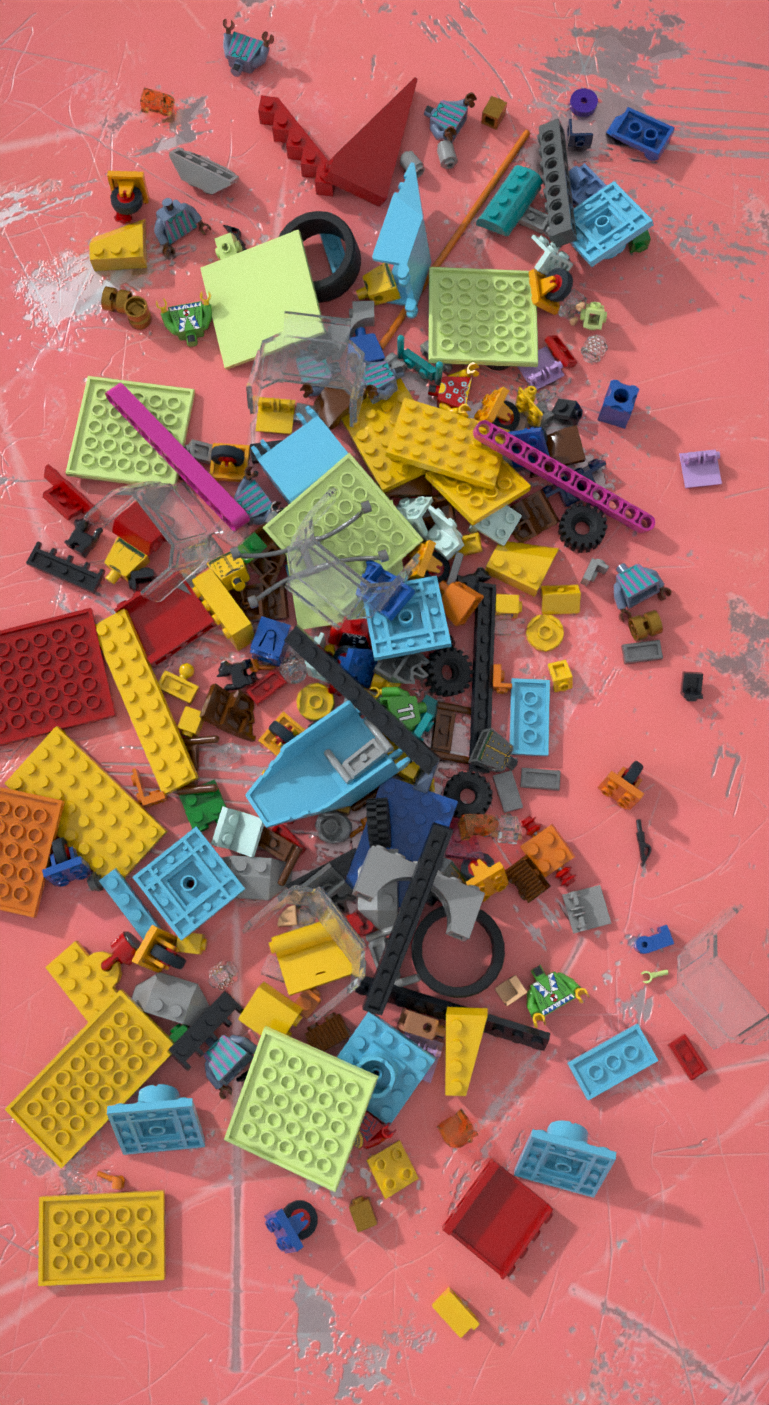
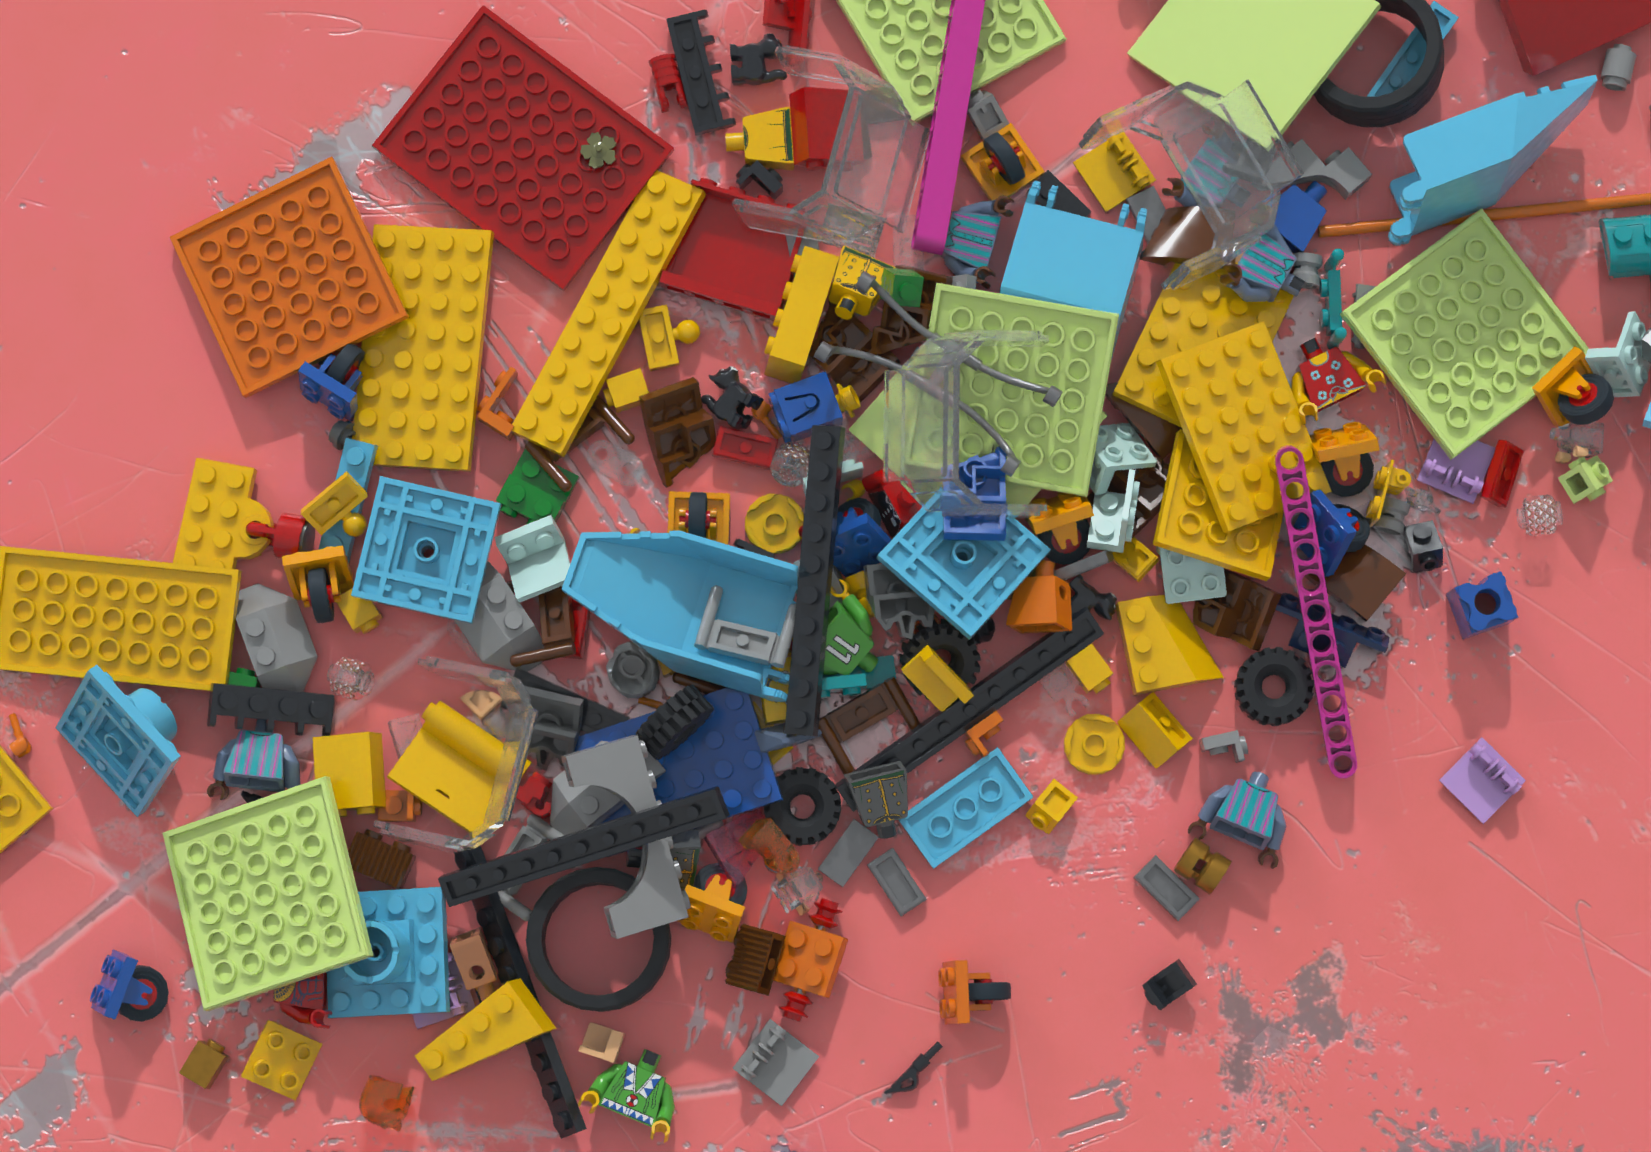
camera: 50 degrees right, 5 degrees up
(56, 585) = (667, 78): none -> red hinge
(61, 644) = (599, 150): none -> olive plant
(128, 912) = (335, 505): none -> yellow plate
(284, 618) = (847, 399): none -> yellow plate
(379, 285) = (1391, 163): yellow torso -> none
(457, 679) = (936, 679): none -> yellow panel

